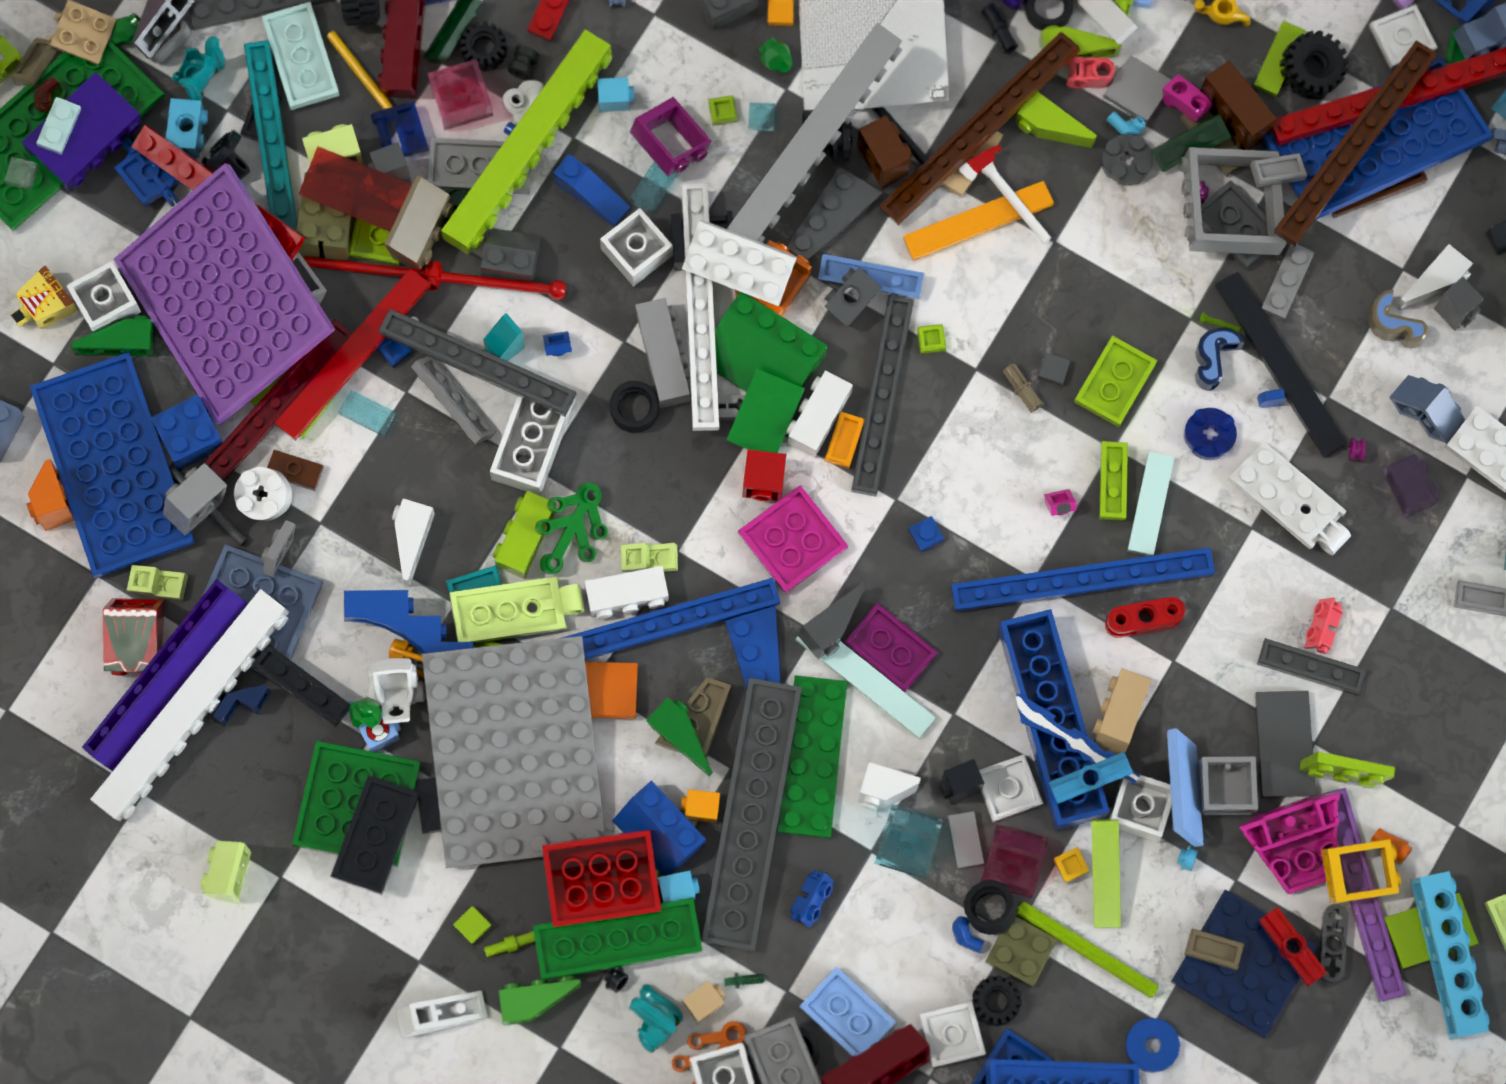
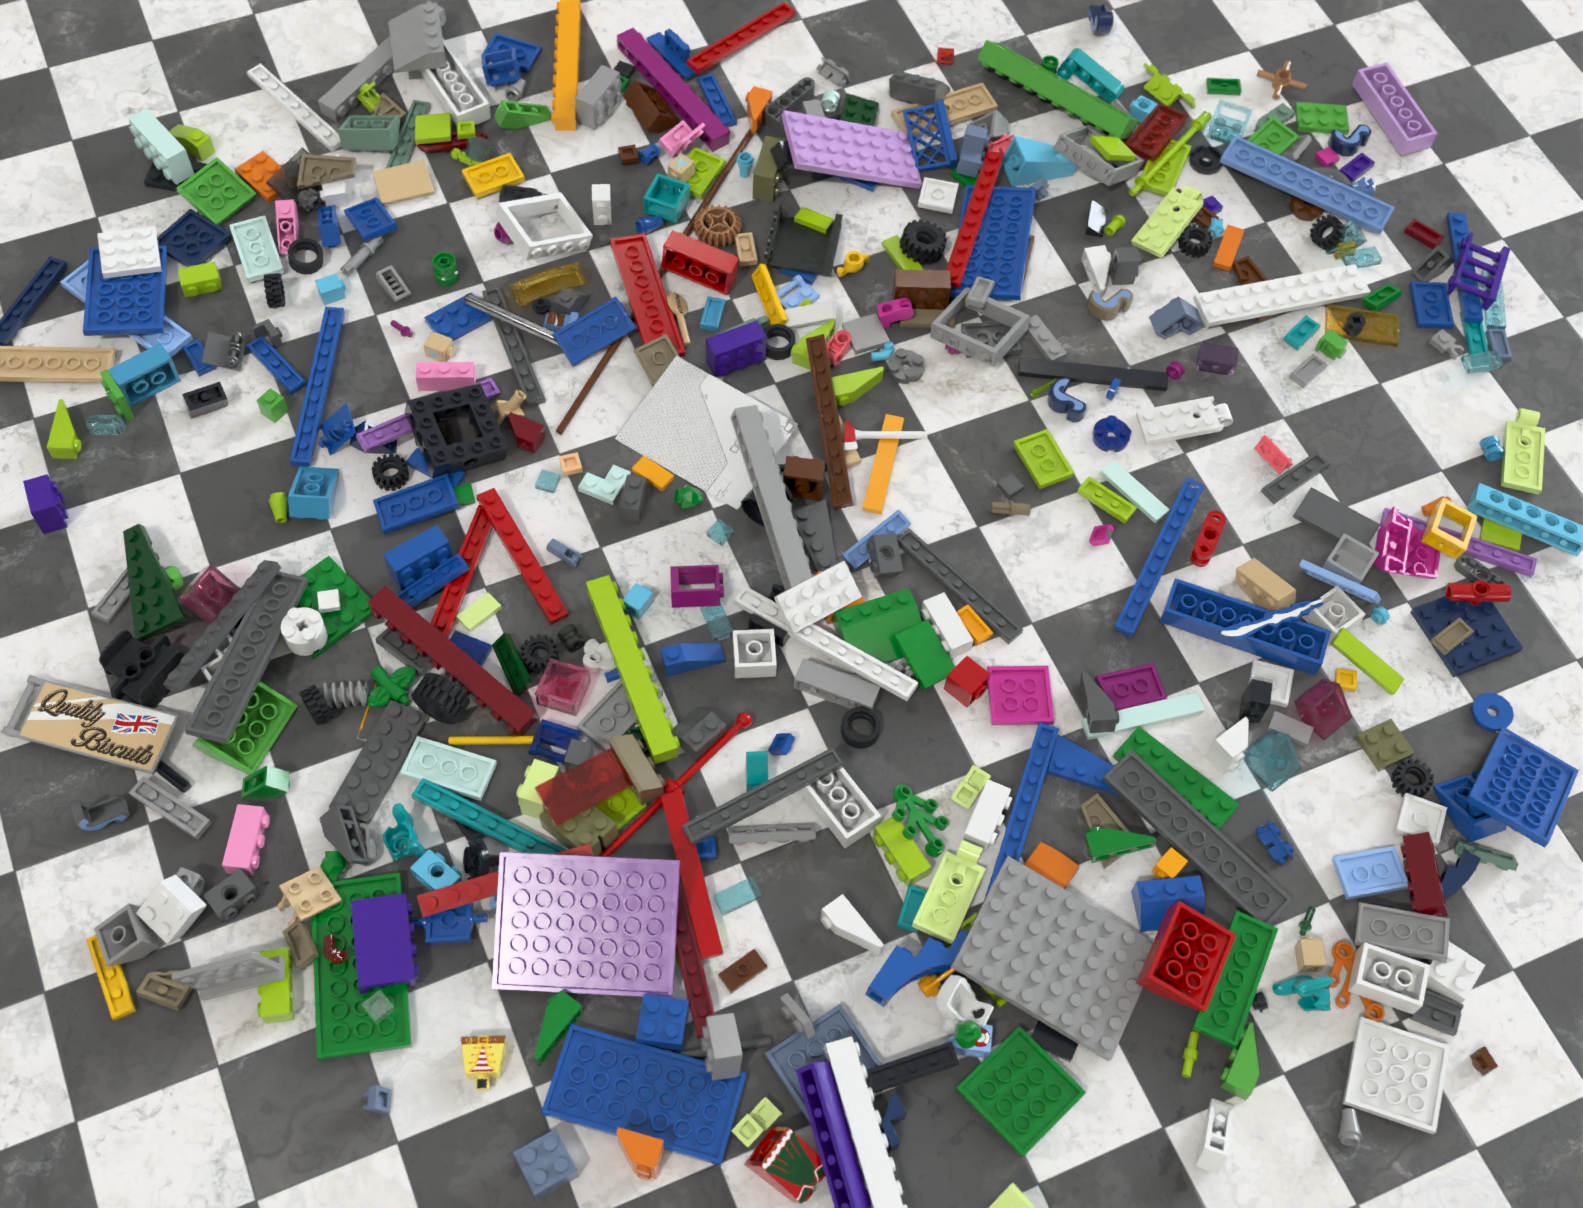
camera: 55 degrees left, 15 degrees down
(58, 125) = (369, 952): light aqua plate -> none
(103, 297) = (518, 1013): white brick -> none
(259, 479) = (761, 1003): white brick -> none
(375, 835) = (1057, 1091): black plate -> none
(472, 925) = (1160, 1072): lime tile -> none
(678, 887) = (1221, 914): medium azure brick -> none
(722, 110) = (698, 550): lime tile -> none
(926, 534) = (1068, 620): blue plate -> none
(931, 338) = (940, 536): lime tile -> none
(963, 936) = (1354, 770): blue arm -> none
(985, 888) = (1343, 726): black tyre -> none
(999, 28) = (770, 374): black pin -> none
(1087, 949) = (1406, 707): lime axle -> none
(1107, 769) = (1308, 611): dark azure piece -> none
(1200, 136) = (921, 334): dark green plate -> none
(1346, 769) = (1380, 493): lime plate -> none
(1355, 143) = (995, 247): reddish brown plate -> none

